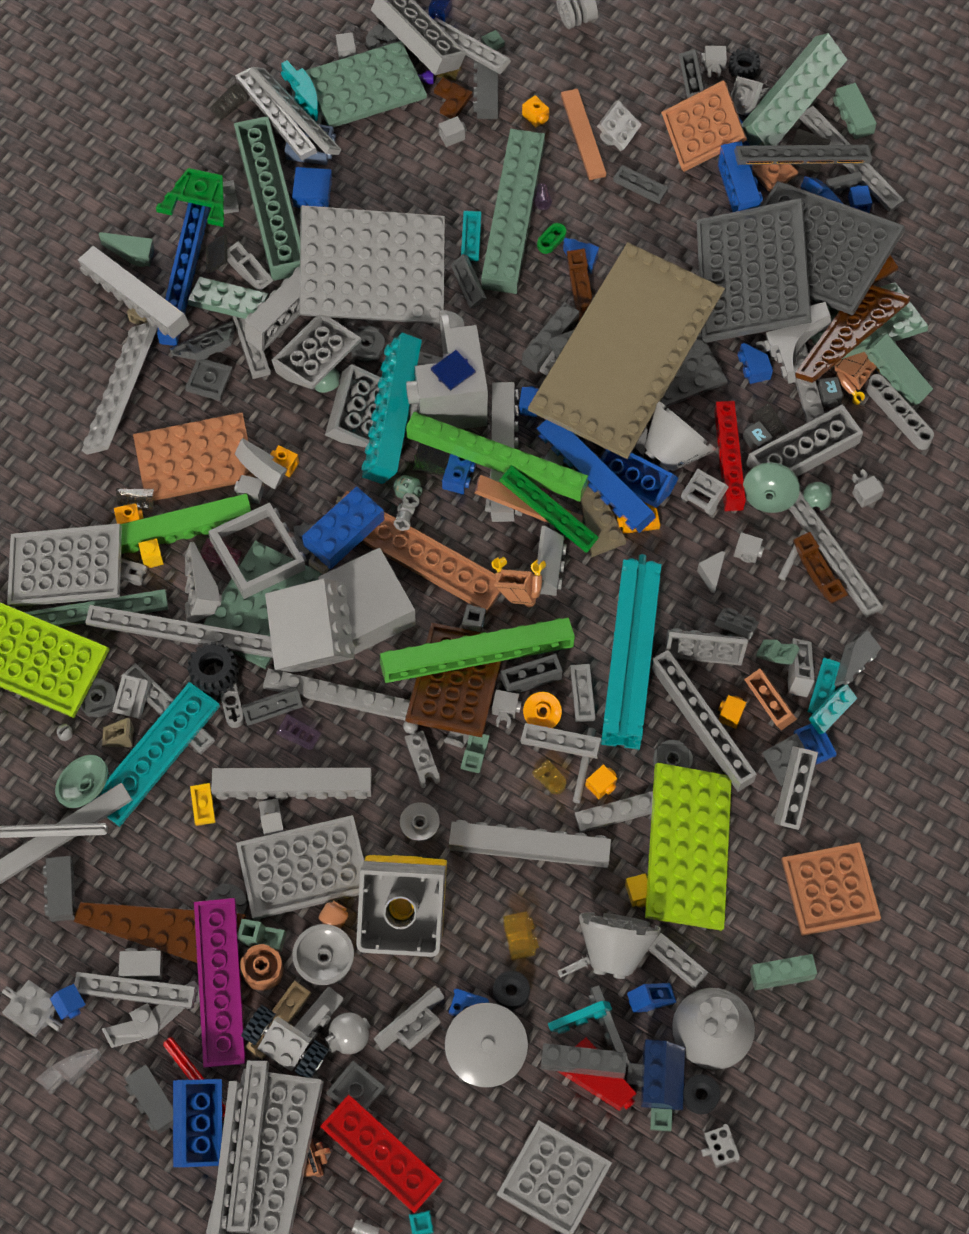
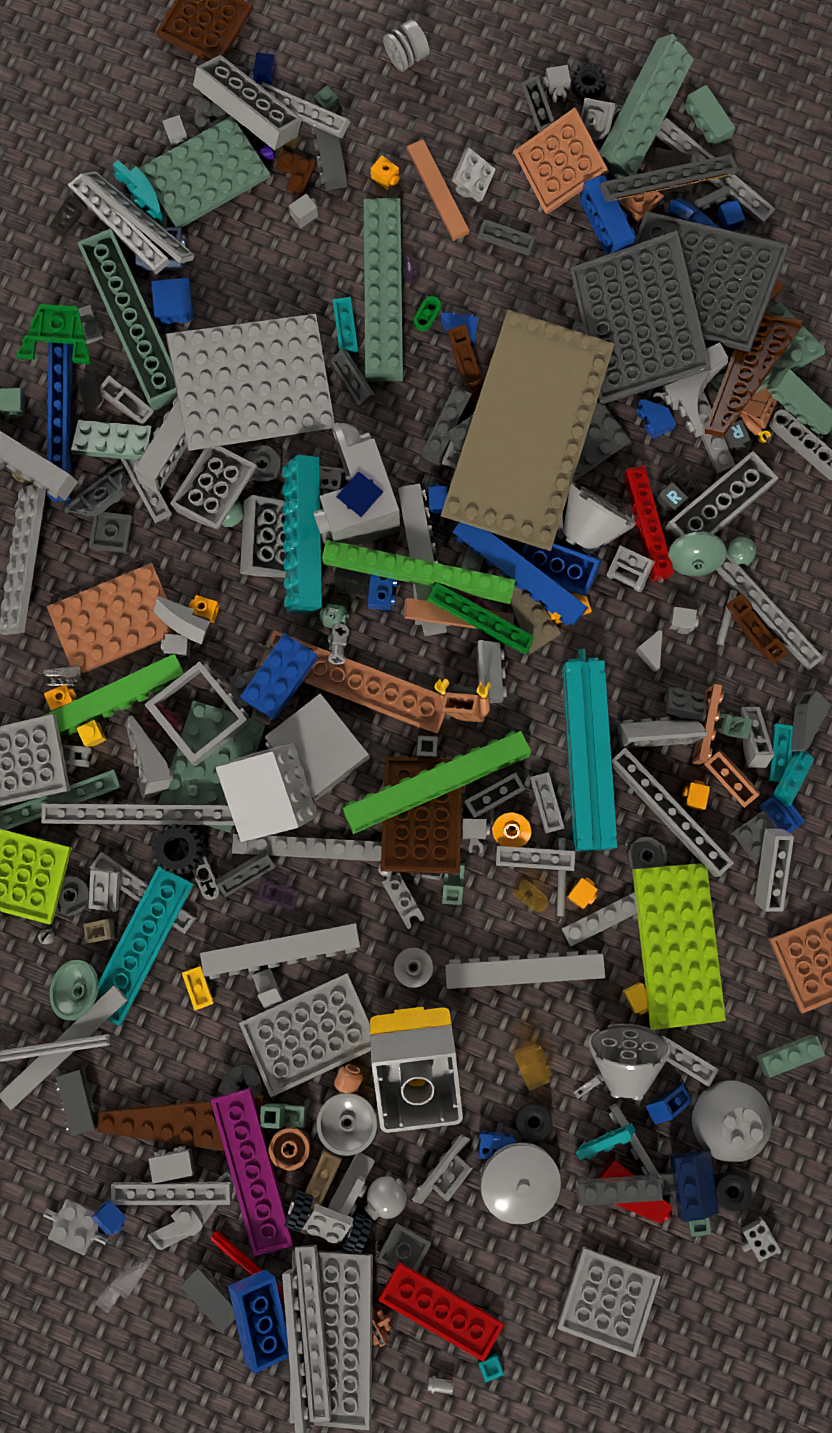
camera: 10 degrees left, 15 degrees up
(754, 645) = (702, 748): none -> nougat plate
(867, 490) = (788, 536): light grey brick -> none

